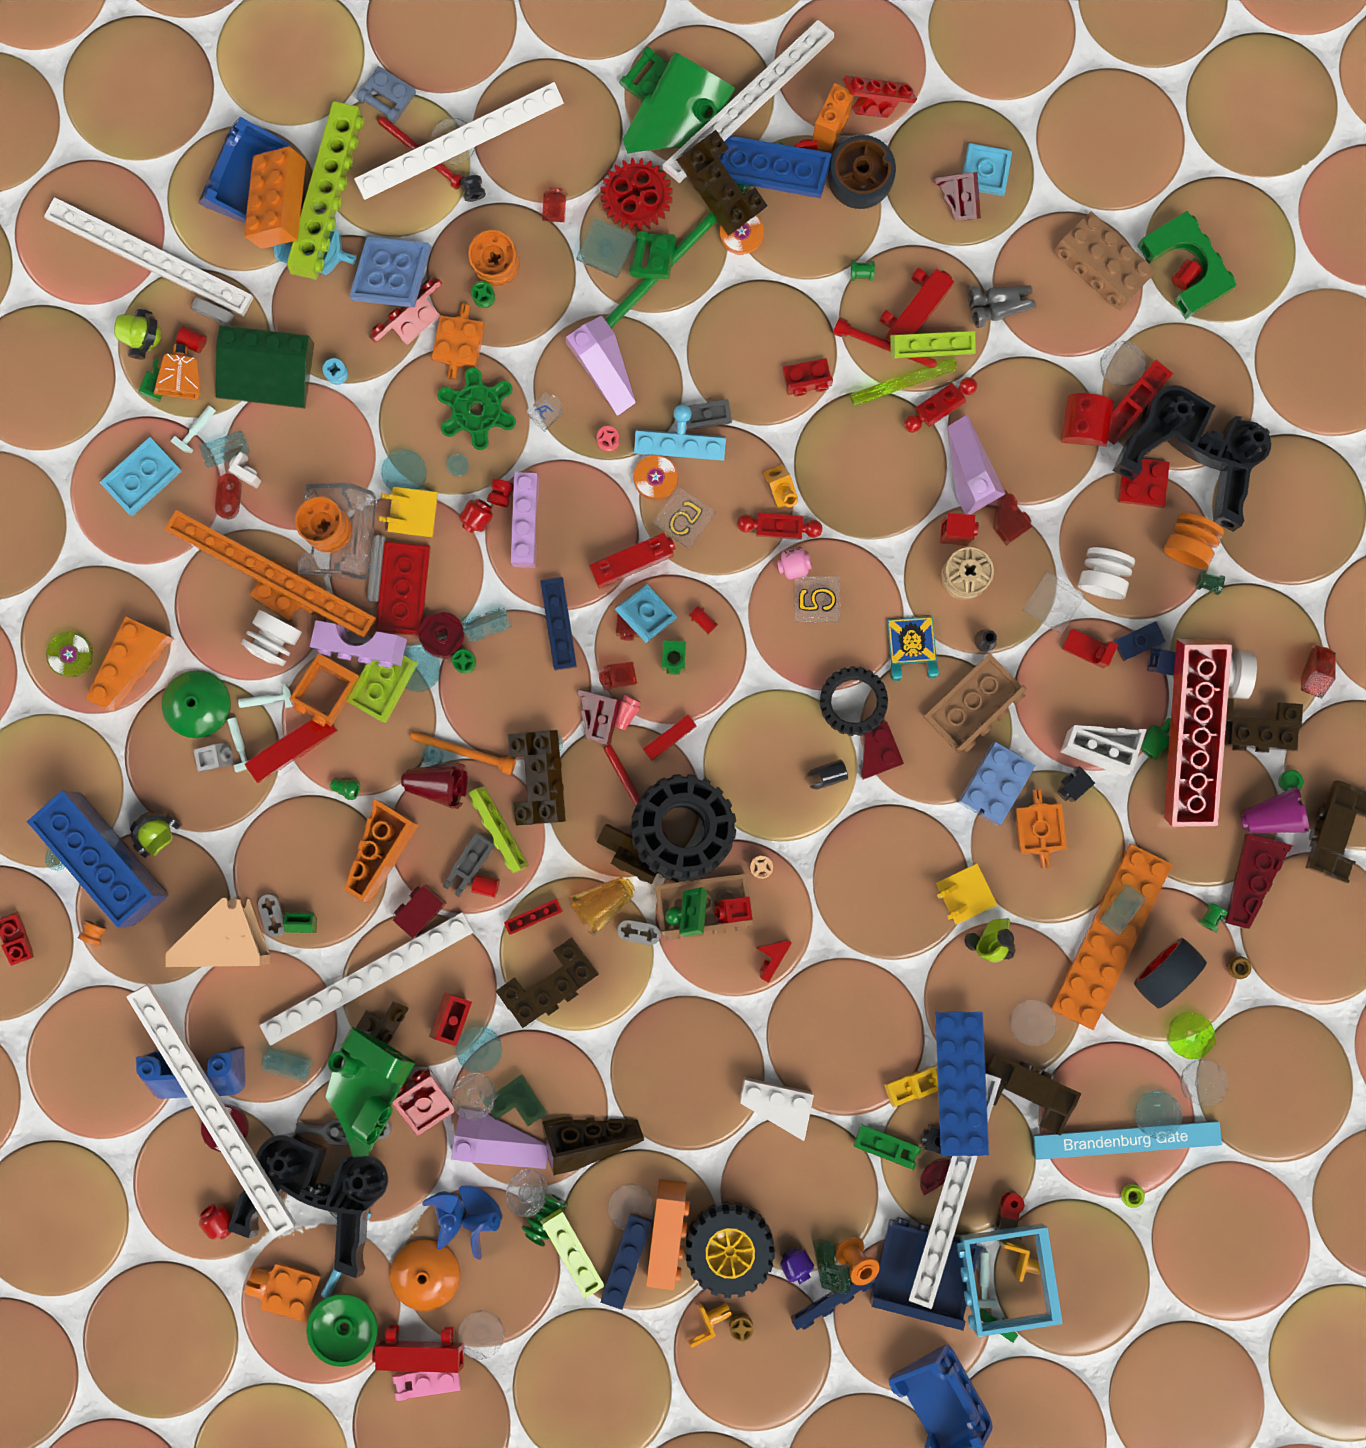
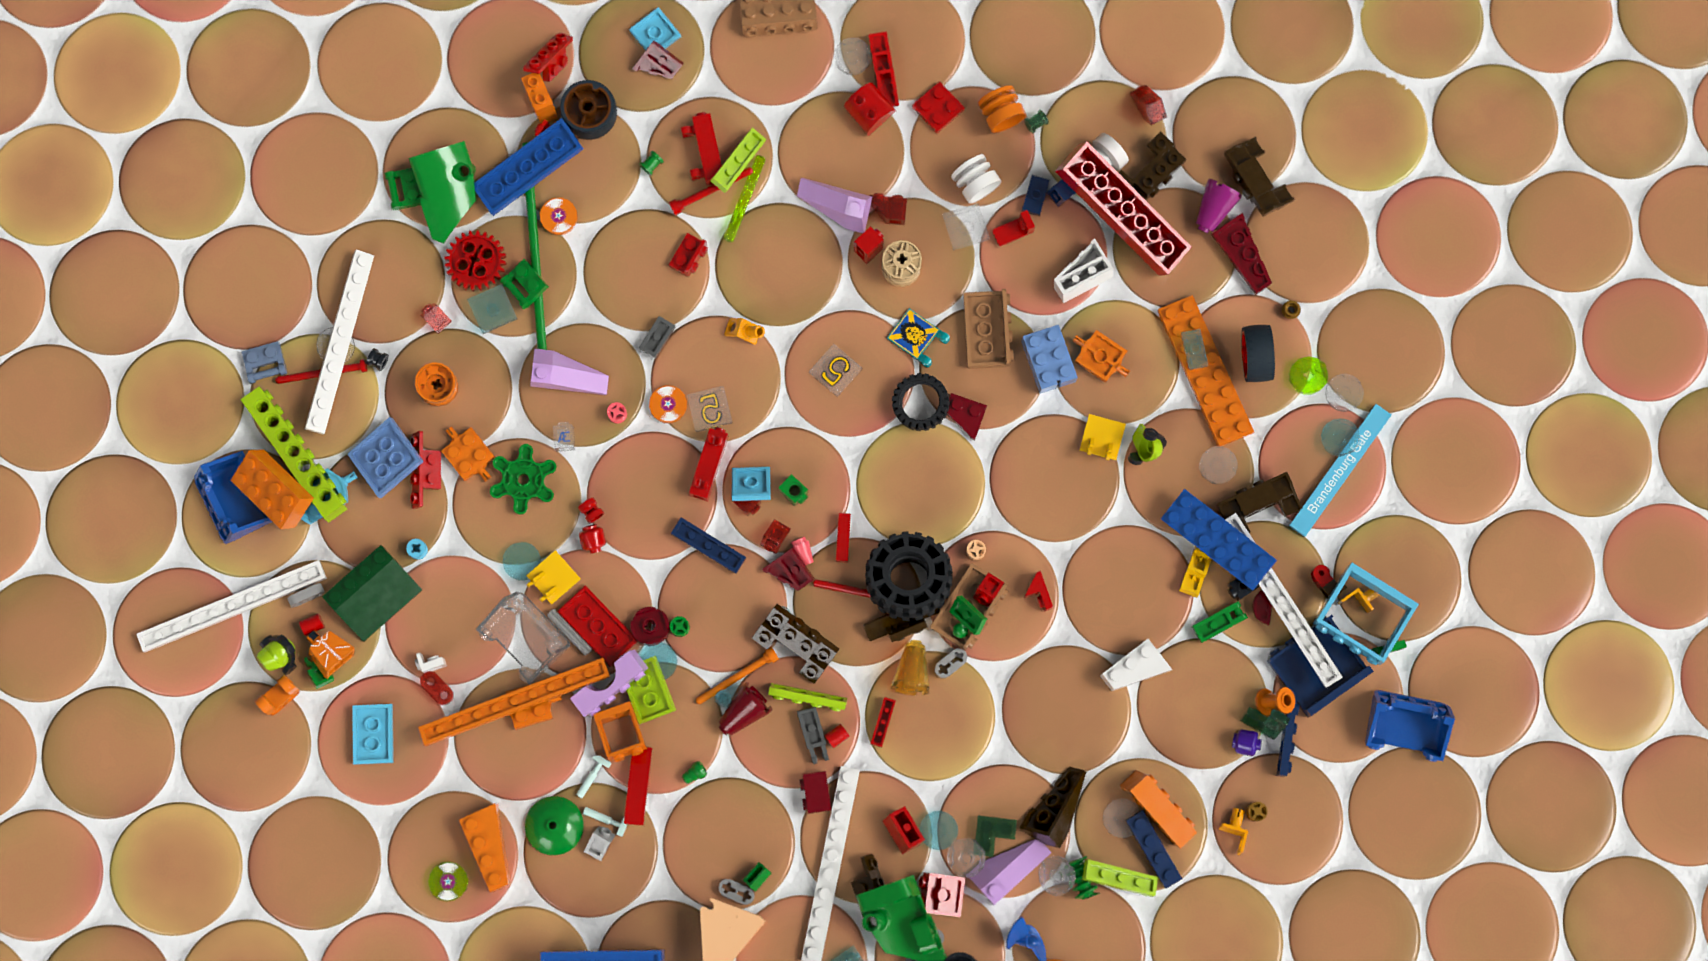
camera: 55 degrees left, 5 degrees down
(101, 365) = (277, 696): none -> orange piece
(153, 832) = (616, 923): cap -> none
(194, 430) = (372, 674): light aqua piece -> none
(226, 439) = (403, 663): clear light blue tile -> none
(270, 638) = (556, 737): white wheel -> none
(313, 520) = (502, 638): orange wheel -> none
(380, 848) = (754, 782): orange wedge -> none
(457, 465) = (548, 522): clear light blue plate -> none
(477, 629) = (672, 584): clear light blue hinge -> none
(480, 290) = (451, 408): green wheel -> none
(483, 1215) = (1046, 917): blue piece -> none
(524, 519) = (623, 509): lavender arch -> none
(560, 985) = (941, 746): dark brown bracket -> none
(680, 443) = (660, 369): medium azure plate -> none
(702, 619) = (786, 452): red pin -> none
(717, 186) = (517, 205): dark brown bracket -> none
(729, 1249) = (1201, 775): black wheel -> none
(757, 92) = (480, 140): white plate -> none
(779, 526) = (768, 353): red plate -> none
(794, 563) = (801, 364): bright pink head -> none
(830, 774) = (954, 455): black piece -> none
(940, 404) = (779, 188): red plate -> none
(981, 642) = (953, 292): black cone -> none
(984, 1282) = (1354, 633): light aqua piece -> none
(1002, 303) = (749, 95): dark grey piece -> none
(1075, 785) = (1091, 311): black brick -> none
(1137, 1201) = (1377, 490): lime plate -> none
(1156, 739) = (1106, 238): green piece -> none
(1180, 419) = (919, 51): black animal -> none
(1212, 917) = (1246, 299): green bush -> none
(1290, 779) = (1201, 178): green tile -> none

